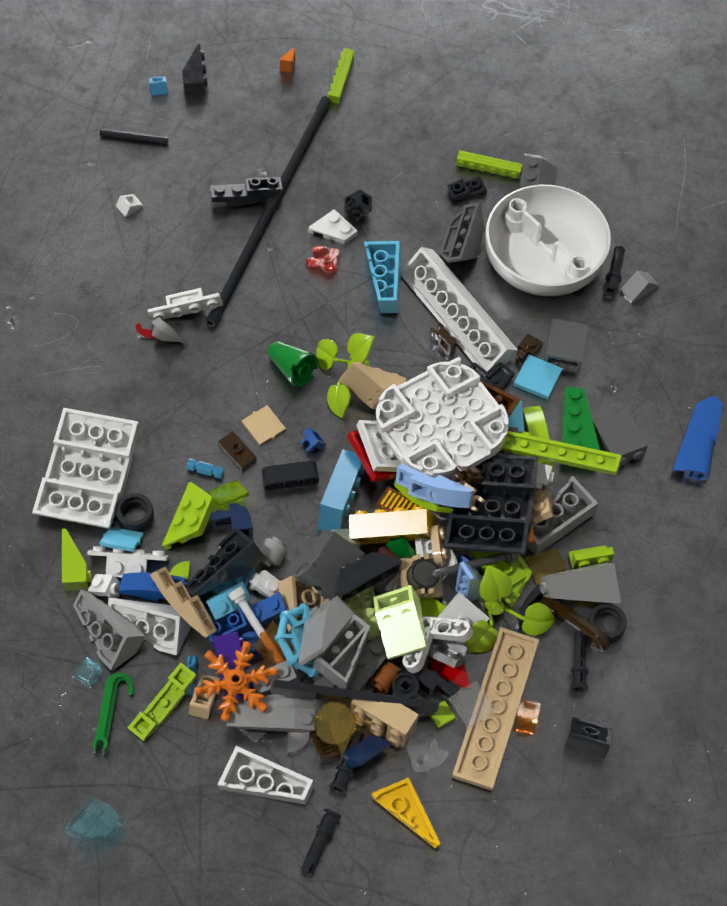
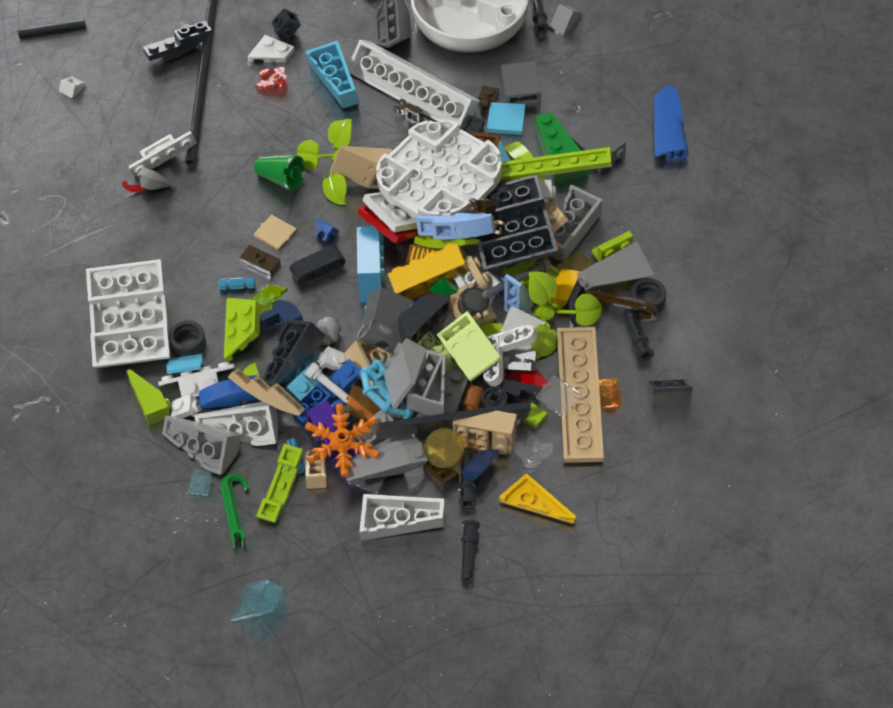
camera: 15 degrees left, 5 degrees down
(525, 583) = (565, 284): none -> yellow slope

